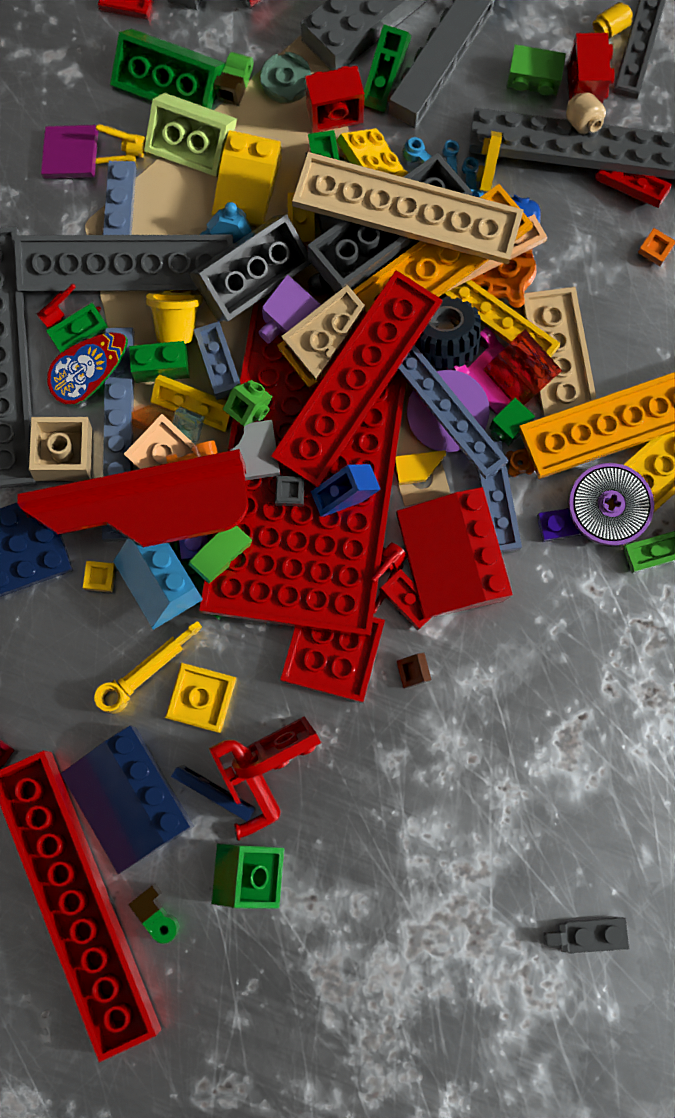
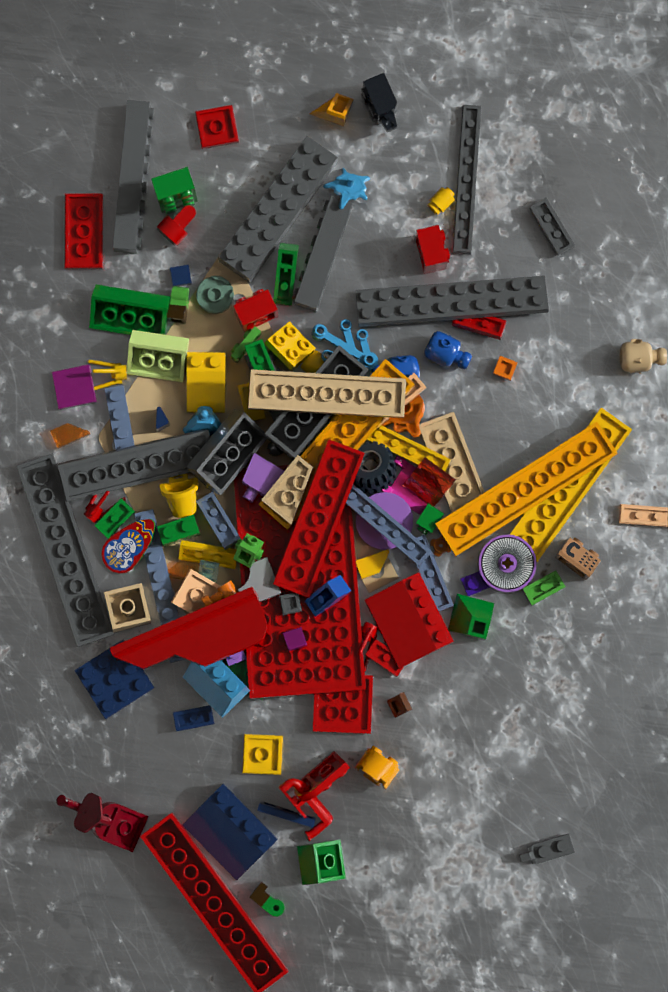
camera: 15 degrees left, 5 degrees up
(45, 210) = (68, 434): none -> clear orange tile
(99, 576) = (174, 688): yellow plate -> none
(115, 623) = (193, 718): none -> dark blue plate
(128, 683) = (220, 746): yellow piece -> none
(173, 216) = (161, 420): none -> dark blue slope
(219, 553) = (254, 658): bright green slope -> none
(247, 44) = (181, 275): none -> dark blue tile
(284, 541) = (295, 639): none -> magenta slope
(298, 147) = (239, 350): none -> bright green plate
(362, 753) = (377, 767): none -> light orange brick
(491, 149) = (374, 340): yellow plate -> none
(536, 70) = (393, 252): bright green brick -> none
(543, 570) = (471, 617): none -> green slope
(580, 205) = (445, 350): none -> blue piece
(584, 112) = (435, 282): tan head -> none

